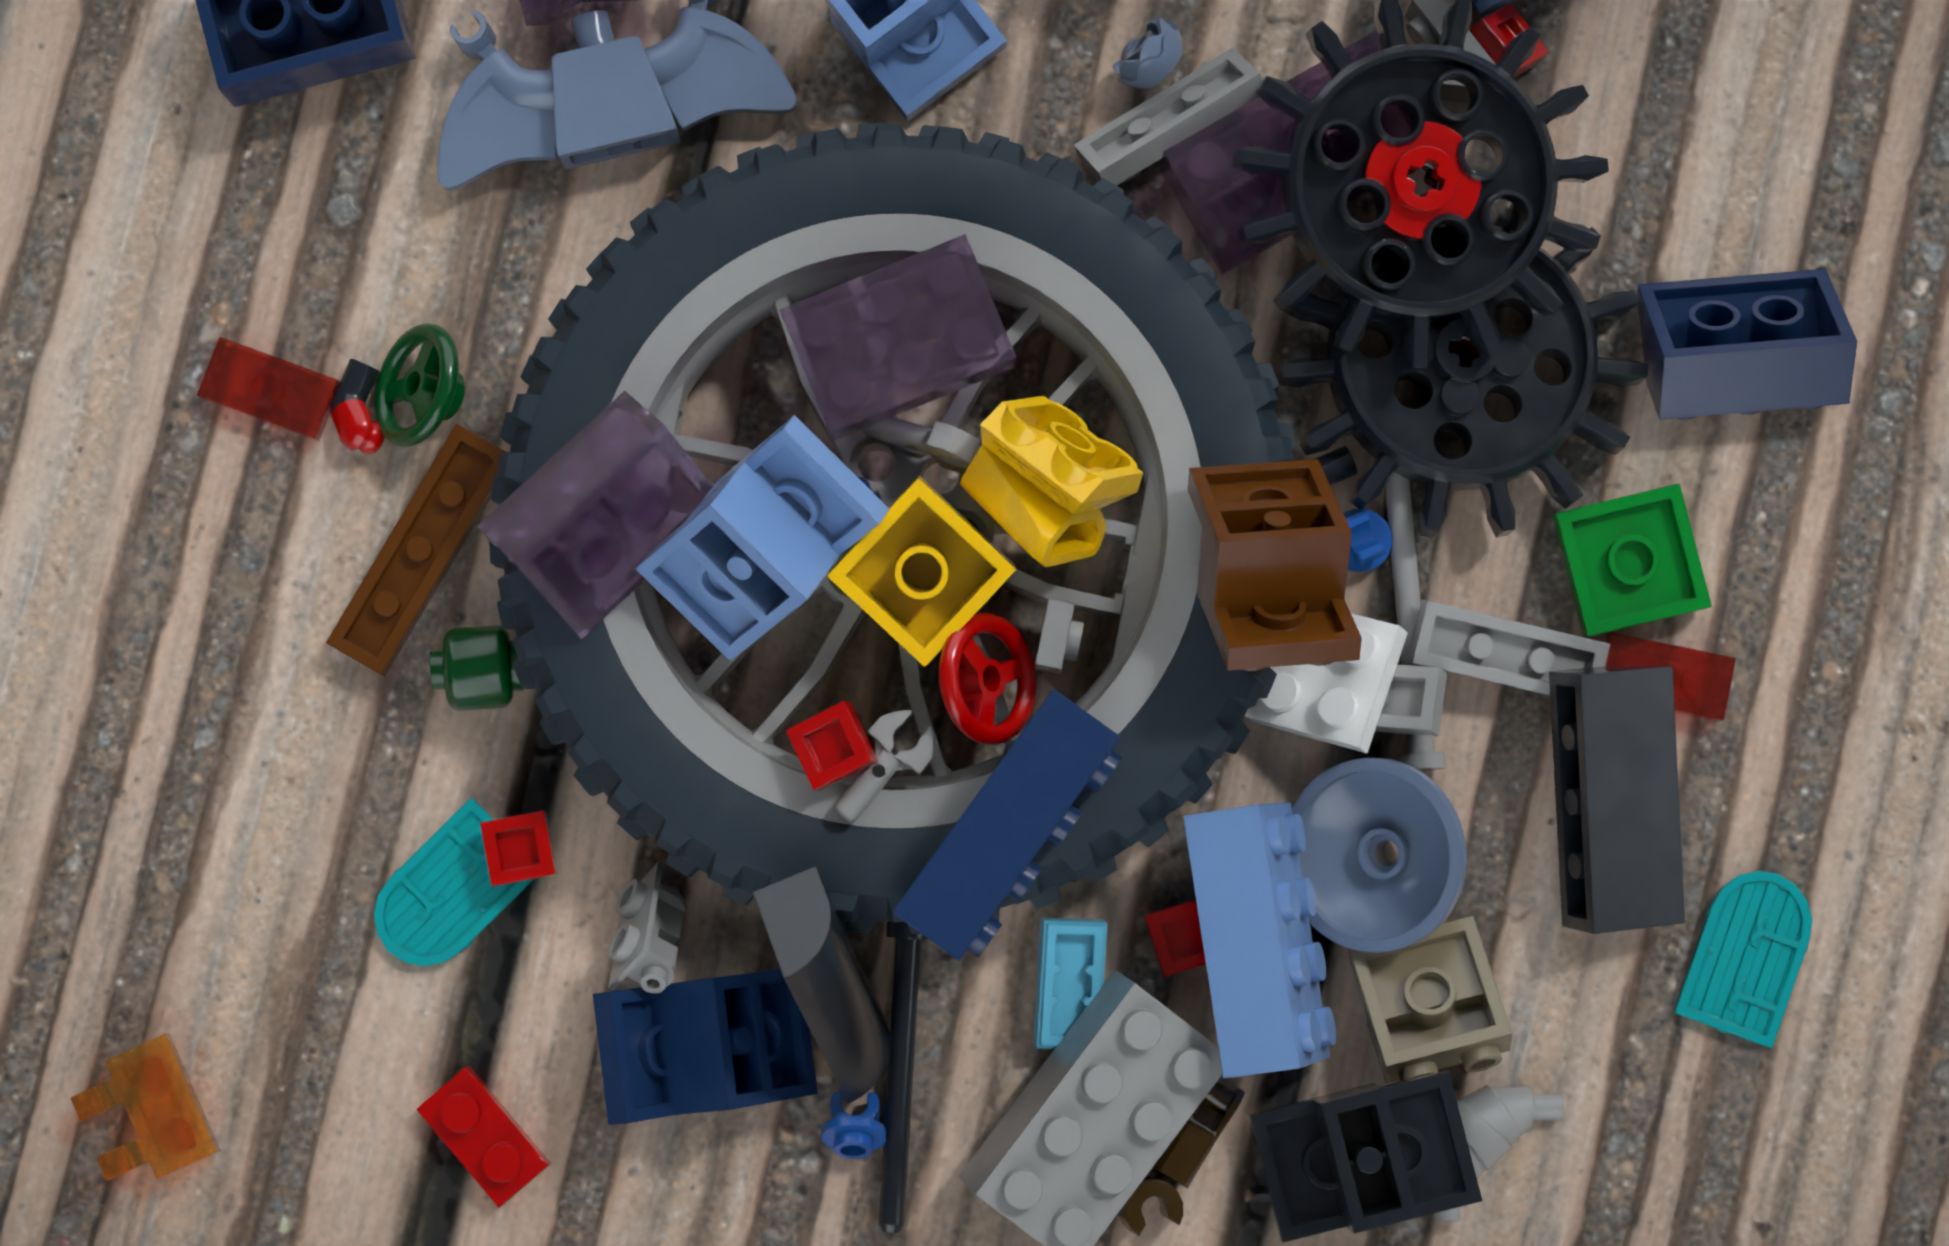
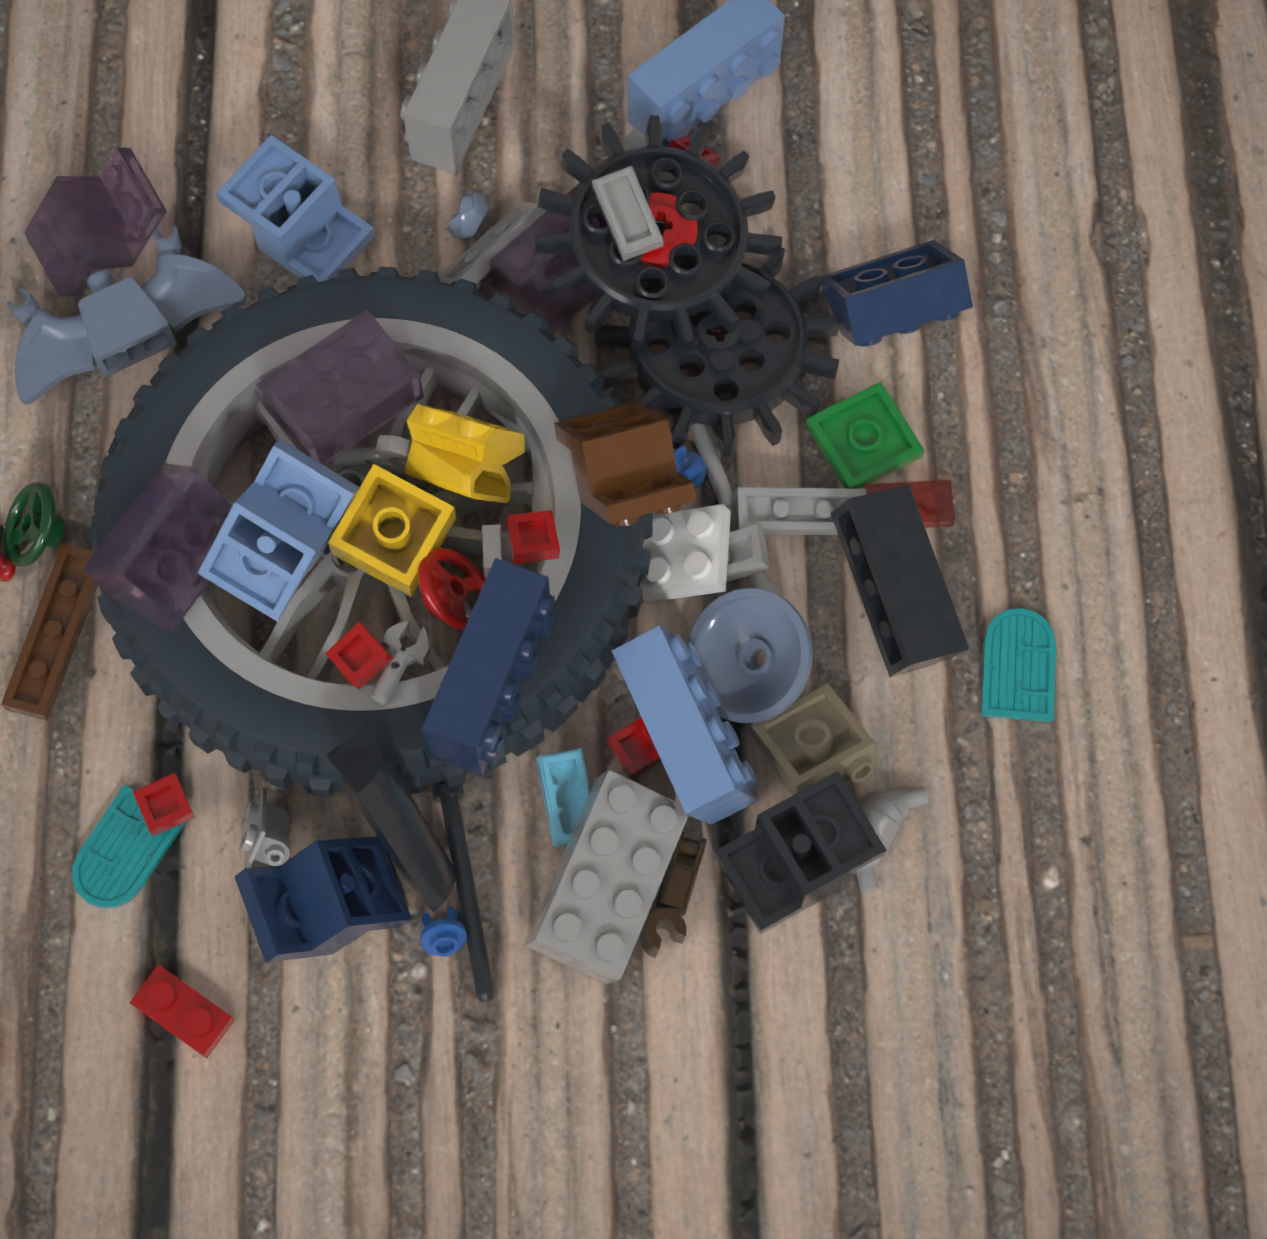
camera: 15 degrees left, 15 degrees down
(476, 668) = (109, 694): dark green head -> none
(1116, 634) = (532, 537): none -> red plate
(1382, 153) = (627, 213): none -> light grey tile

